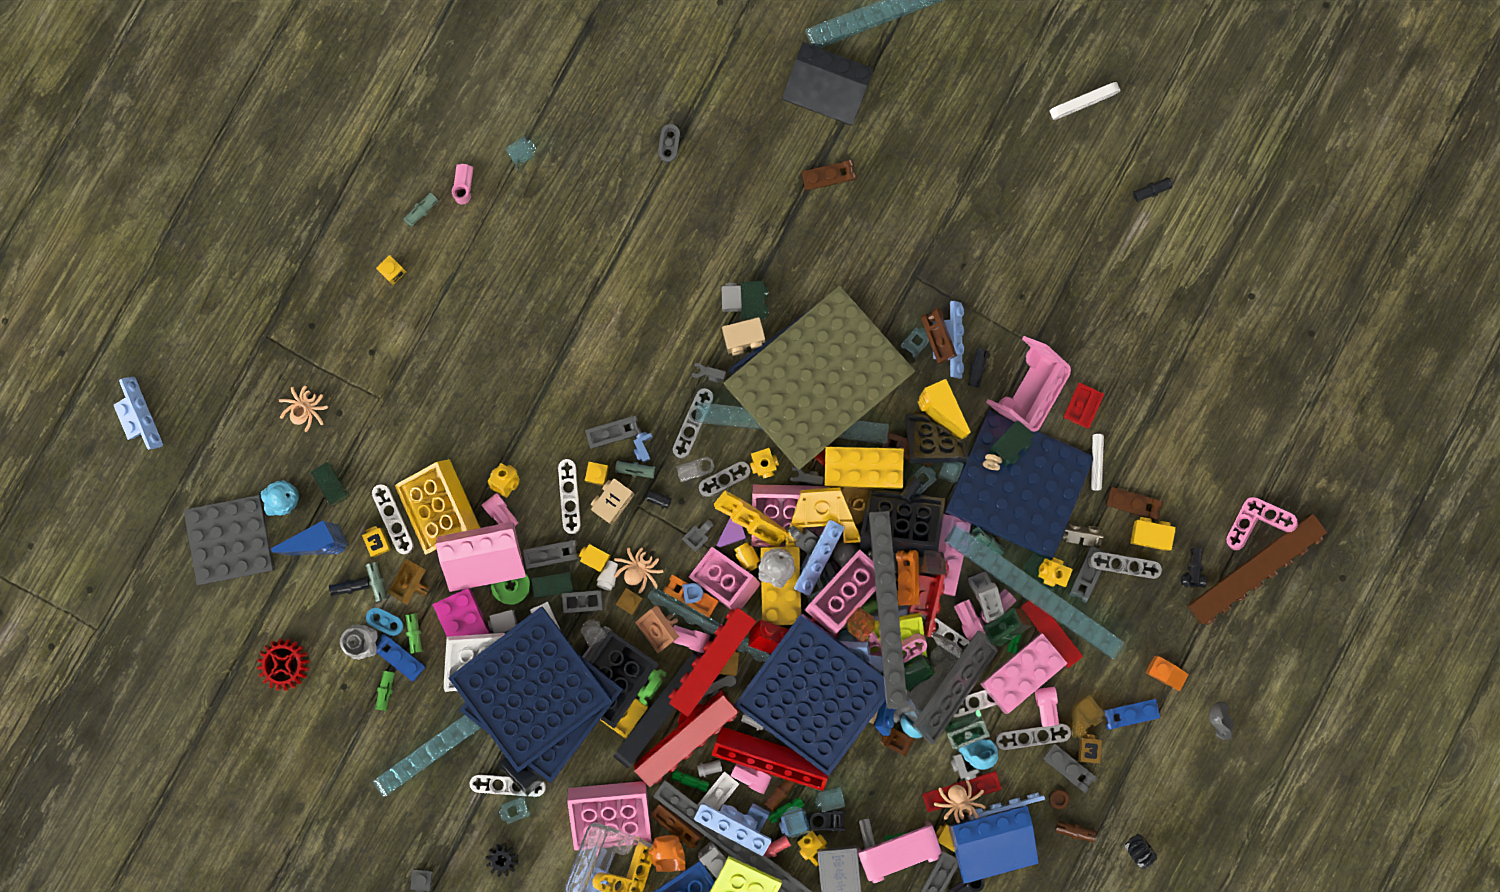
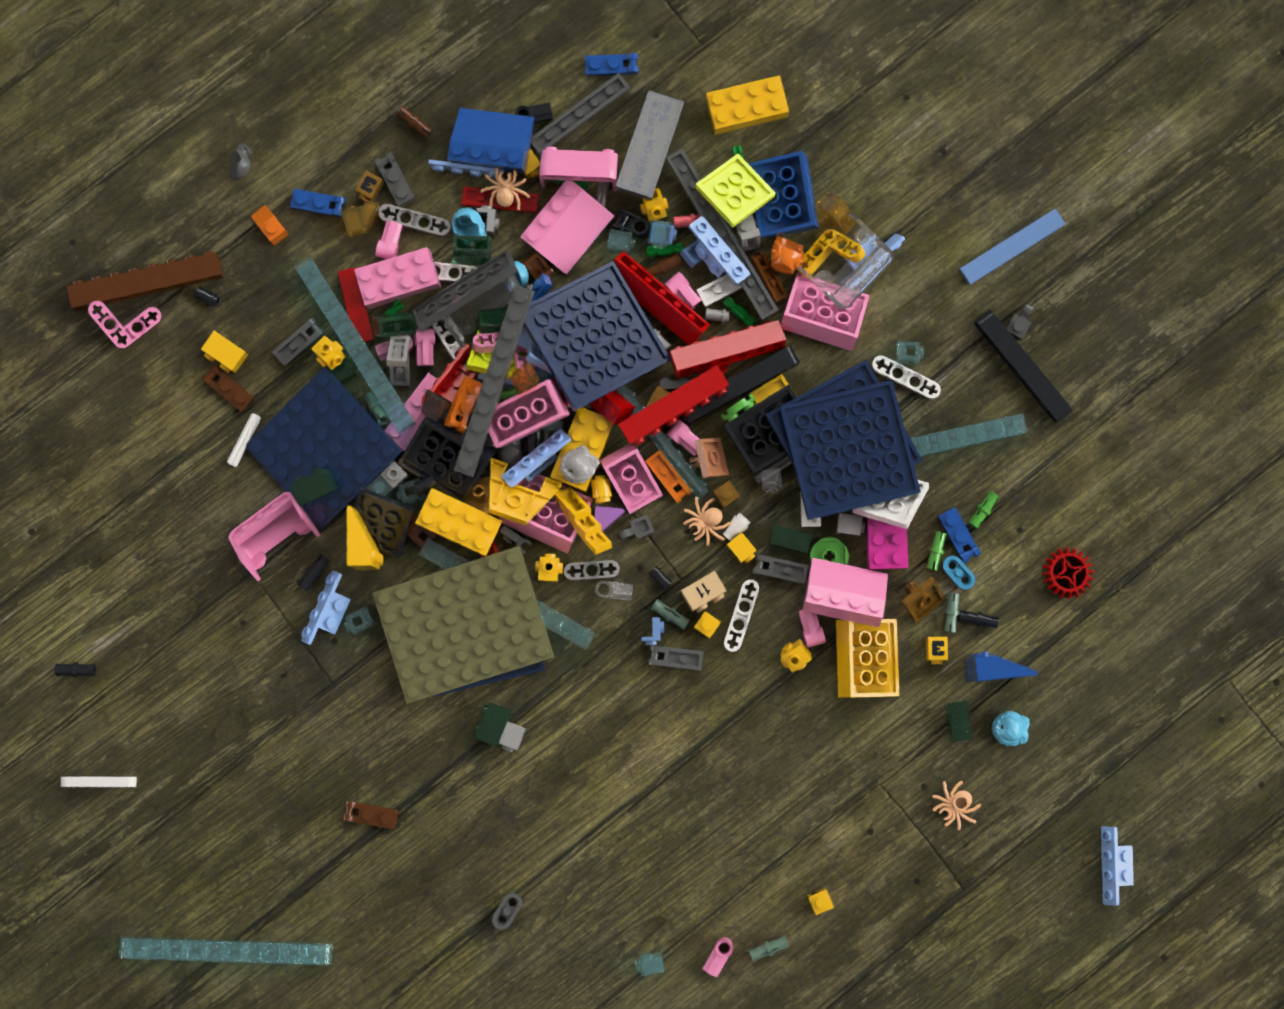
camera: 160 degrees left, 0 degrees up
(228, 540) = (1073, 710): dark grey plate -> none
(363, 641) = (986, 560): light grey hair -> none
(390, 520) = (916, 664): white beam -> none
(402, 843) = (1022, 366): none -> black beam
(507, 864) = (945, 316): black gear -> none
(526, 781) = (887, 372): black brick -> none
(582, 601) = (769, 512): dark grey brick -> none
(690, 422) = (601, 637): light grey beam -> none
(692, 593) = (665, 477): medium blue tile -> none
(714, 374) = (559, 670): dark grey plate -> none
(743, 334) = (516, 694): tan brick -> none
(805, 540) = (541, 480): dark grey plate -> none
(827, 83) = (332, 903): black slope -> none
(886, 792) = (567, 226): none -> bright pink slope
(939, 336) = (336, 615): reddish brown plate -> none
(943, 488) = (394, 475): none -> light grey brick
(992, 462) = (339, 477): tan bush -> none
(1059, 799) = (416, 156): reddish brown tile -> none
(1083, 405) = (232, 496): red plate -> none
(1092, 535) = (280, 376): dark tan hinge -> none
(1124, 567) = (262, 335): light grey beam -> none
(1141, 851) = (364, 79): black gear -> none
(1195, 567) = (199, 306): black pin -> none

